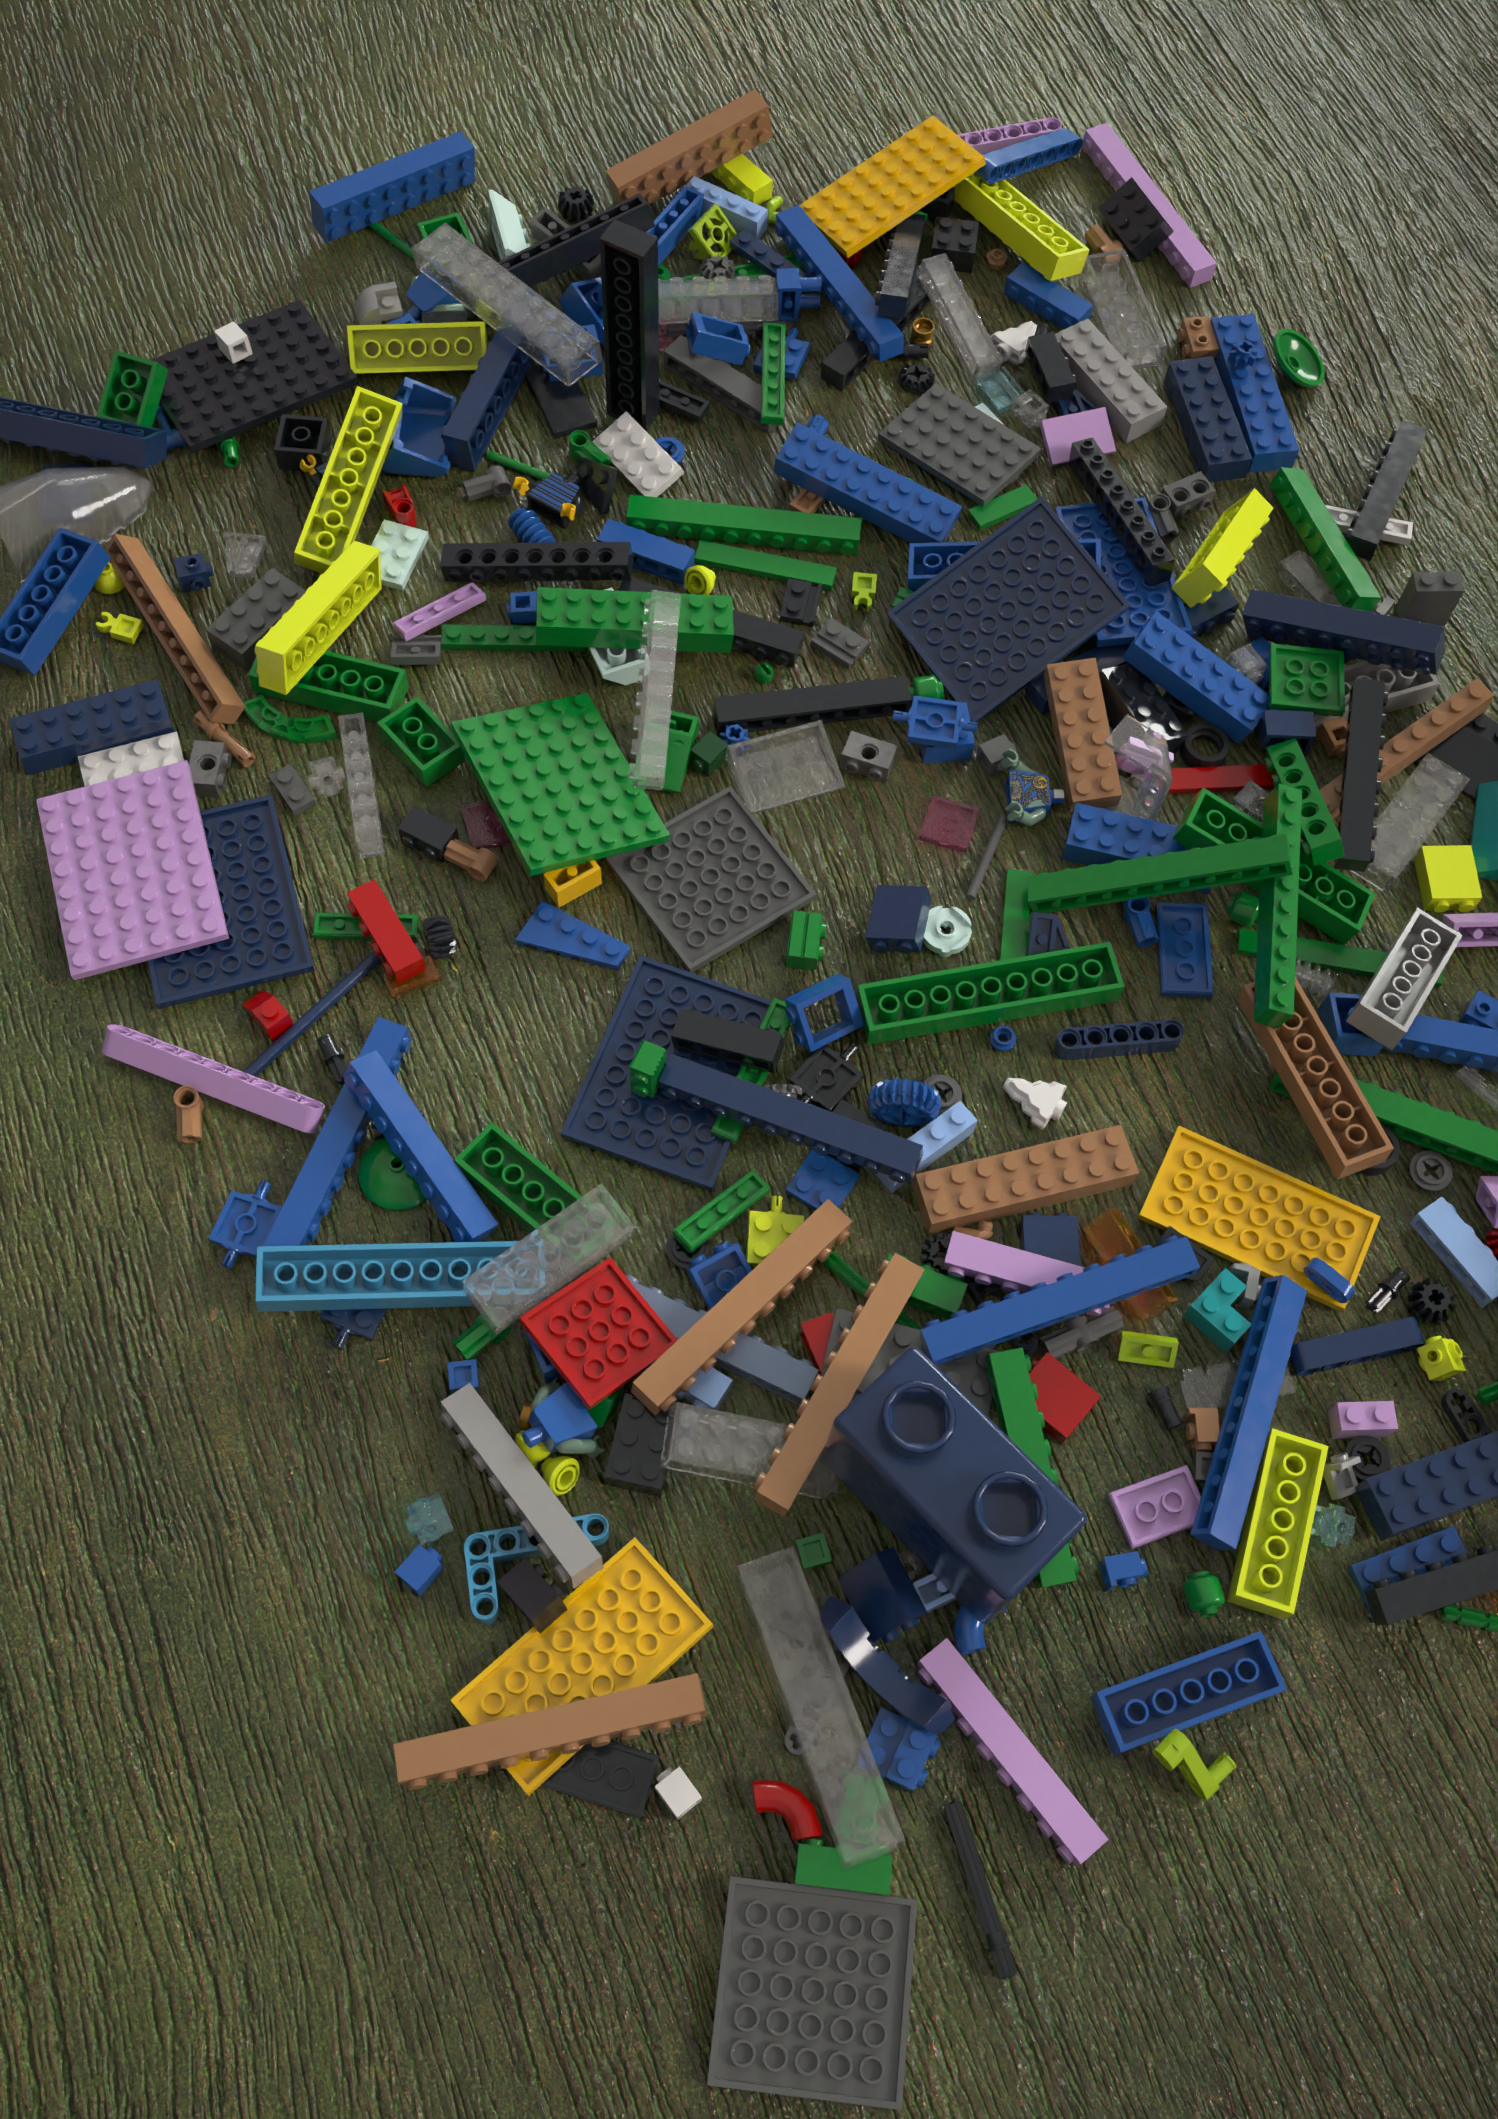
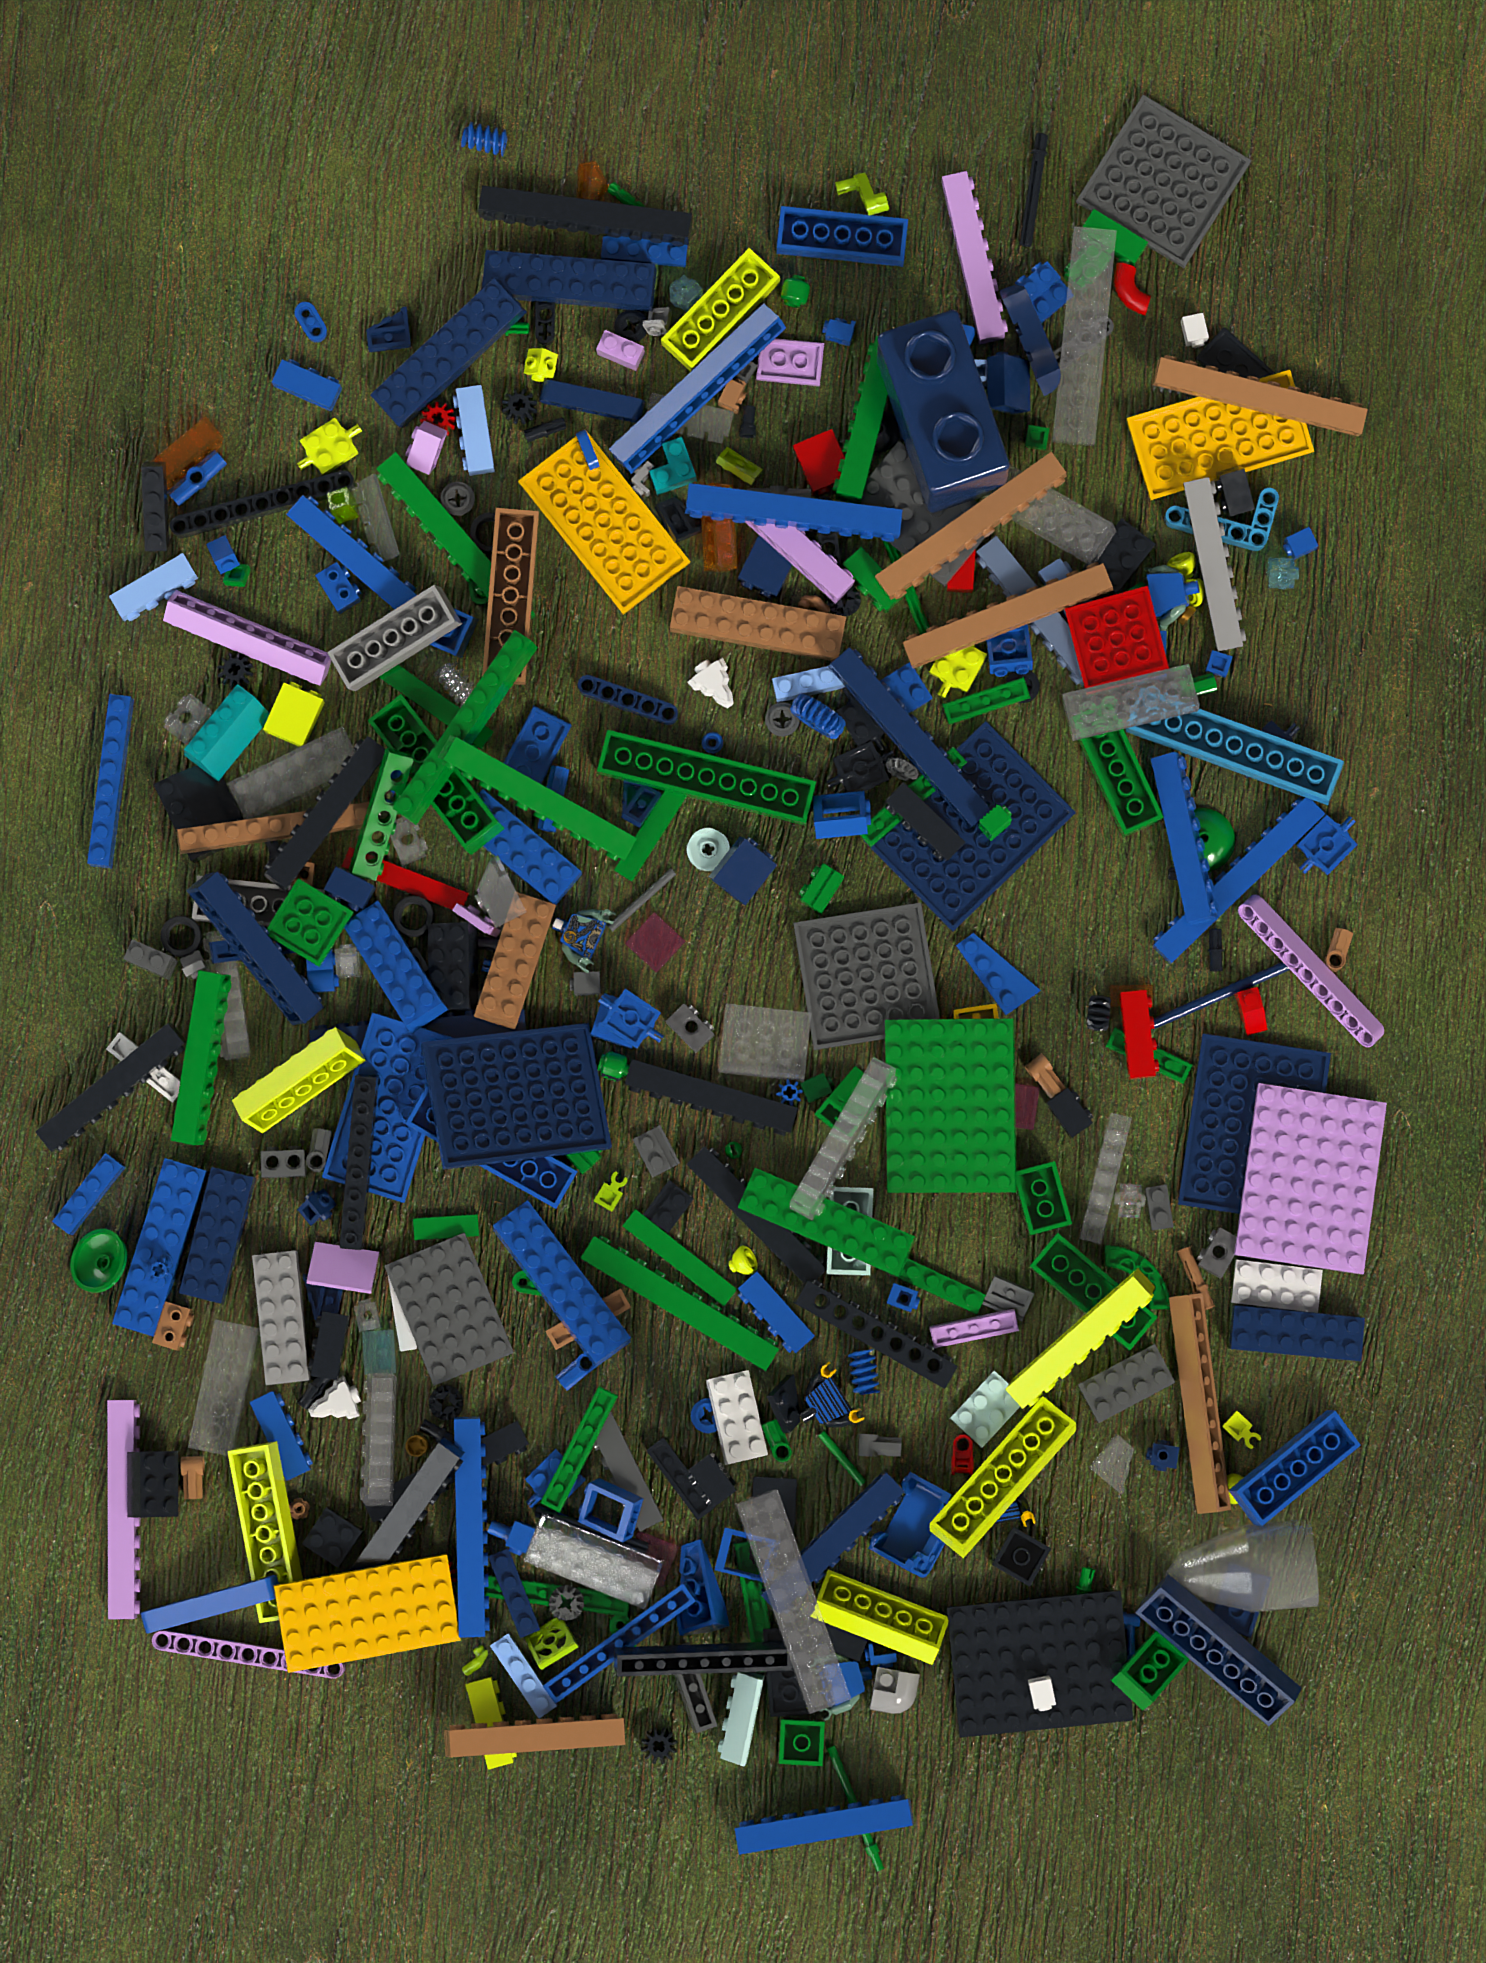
camera: 145 degrees left, 20 degrees up
(1137, 463) = (320, 1203): none -> dark blue brick
(1343, 408) = (88, 1194): none -> blue brick

